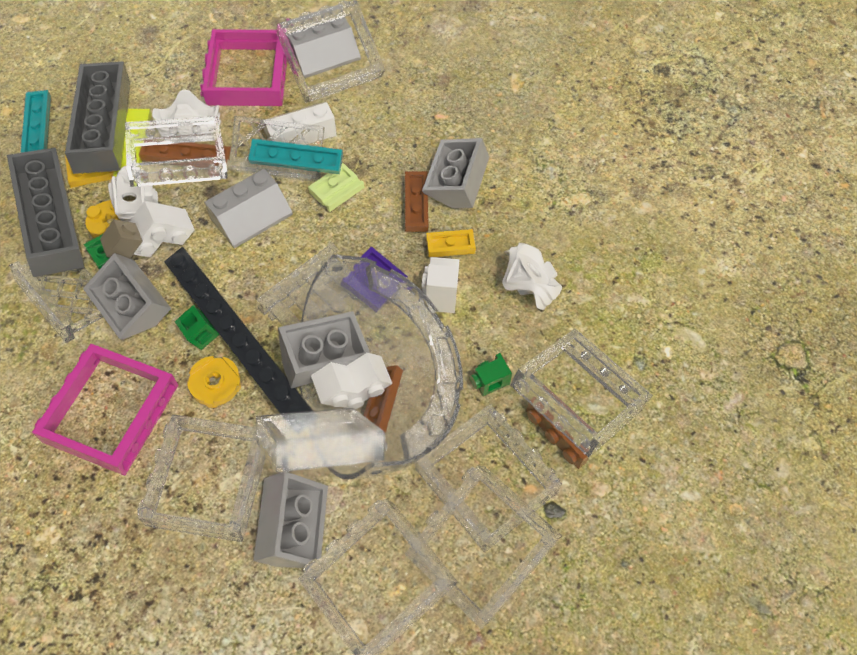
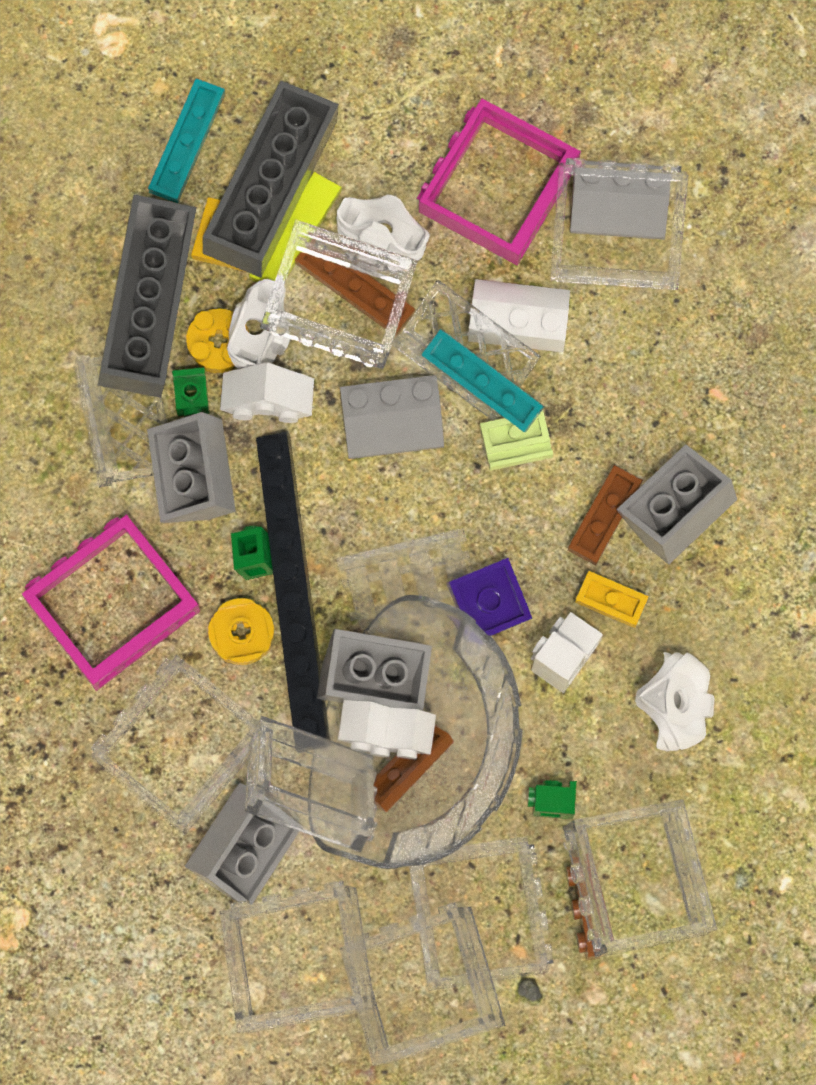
camera: 30 degrees right, 15 degrees up
(121, 238) = (217, 393): dark tan brick -> none

